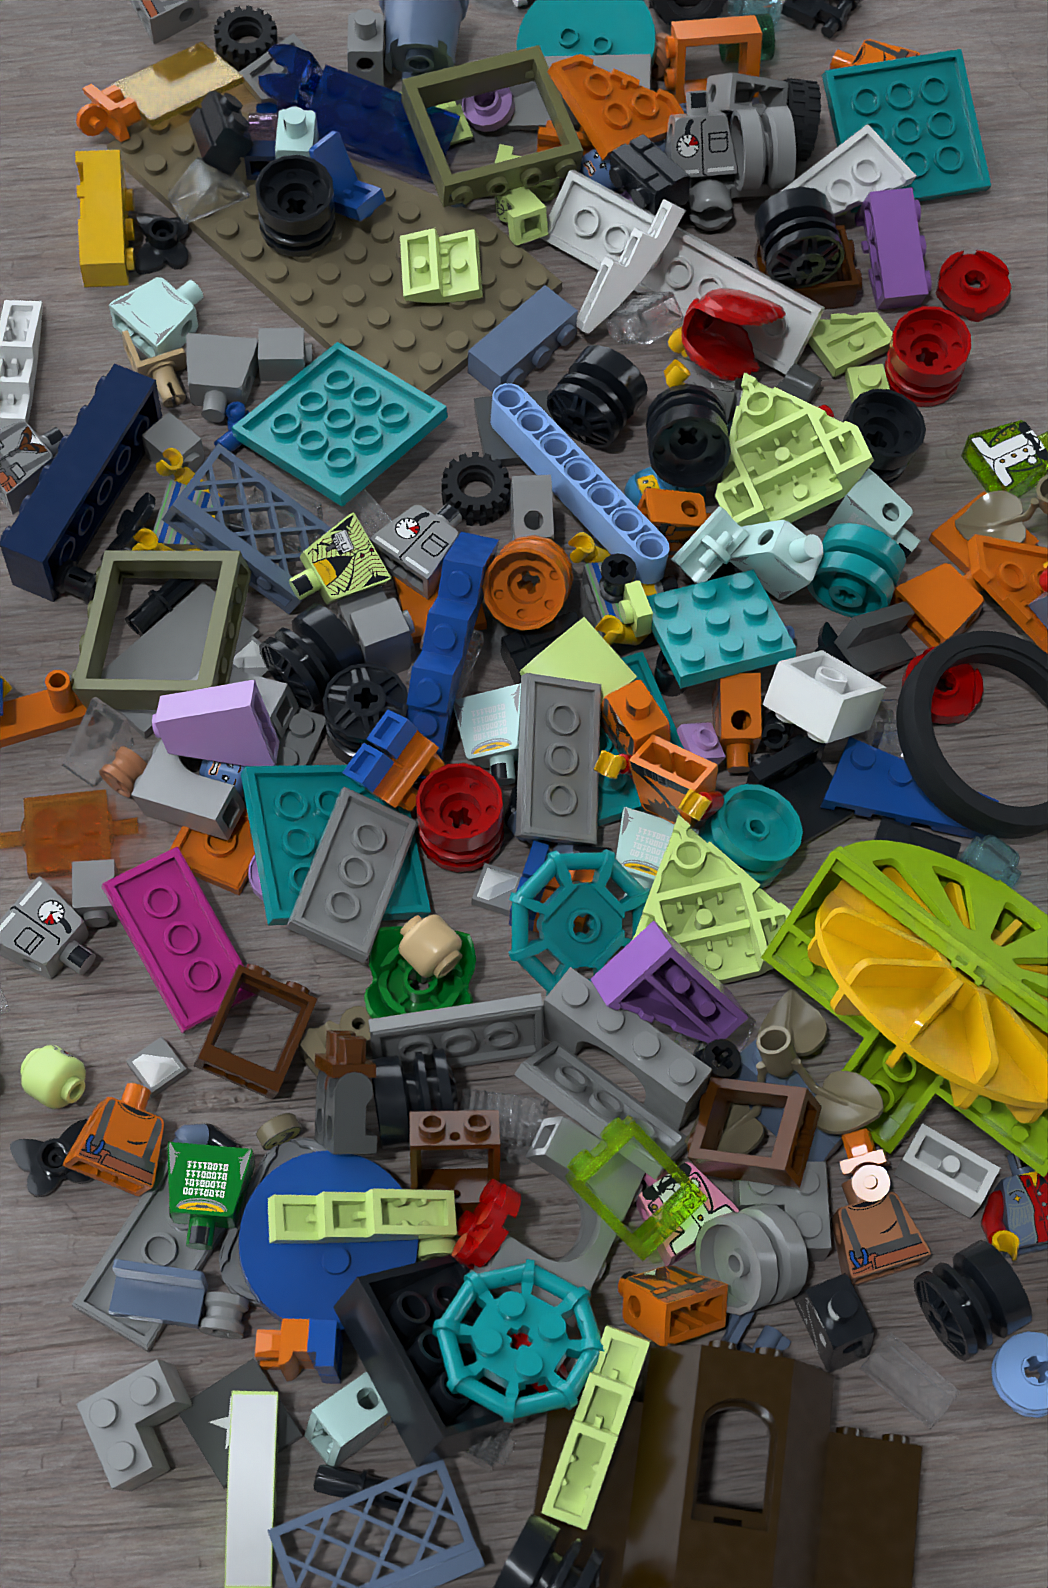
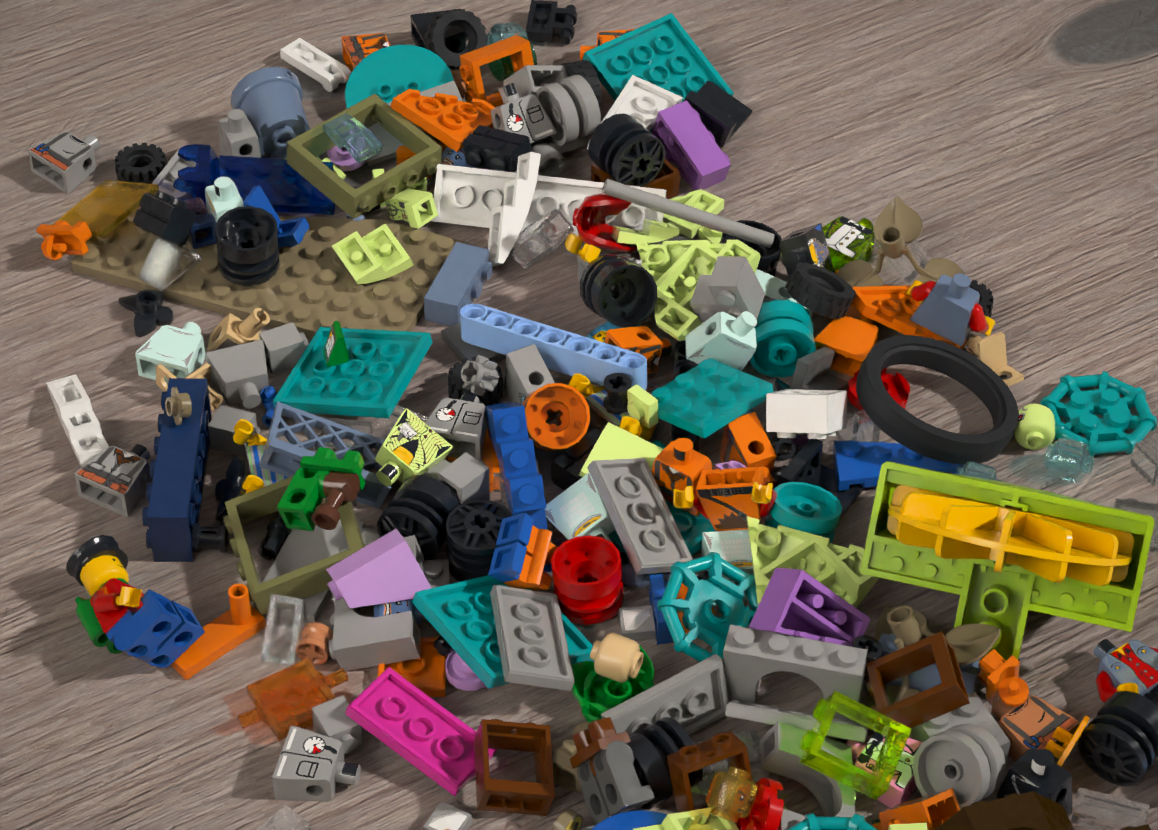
camera: 20 degrees left, 20 degrees down
(98, 410) = (178, 405): none -> dark tan plate
(104, 219) = (98, 304): yellow wedge -> none
(201, 578) = (318, 479): none -> green hips
(243, 313) = (238, 330): none -> tan bracket
(333, 384) = (335, 348): none -> green slope
(457, 1194) = (731, 794): none -> clear yellow head
(472, 489) = (479, 375): none -> light grey gear
(481, 101) = (354, 136): none -> clear light blue slope
(597, 396) = (536, 290): black wheel -> none
(710, 546) = (672, 351): light aqua hips -> none
(780, 364) = (651, 232): none -> yellowish green slope
(810, 497) = (728, 290): none -> light grey brick
(817, 364) = (687, 213): none -> light grey piece
(897, 1284) = (1067, 738): none -> light orange piece
(919, 540) = (820, 290): none -> black tyre
(927, 355) = (753, 194): red wheel -> none
(947, 464) = (806, 246): none -> black torso
(947, 1171) = (1060, 671): white brick -> none
(953, 207) = (718, 111): none -> black bracket
(970, 301) = (743, 156): red plate -> none

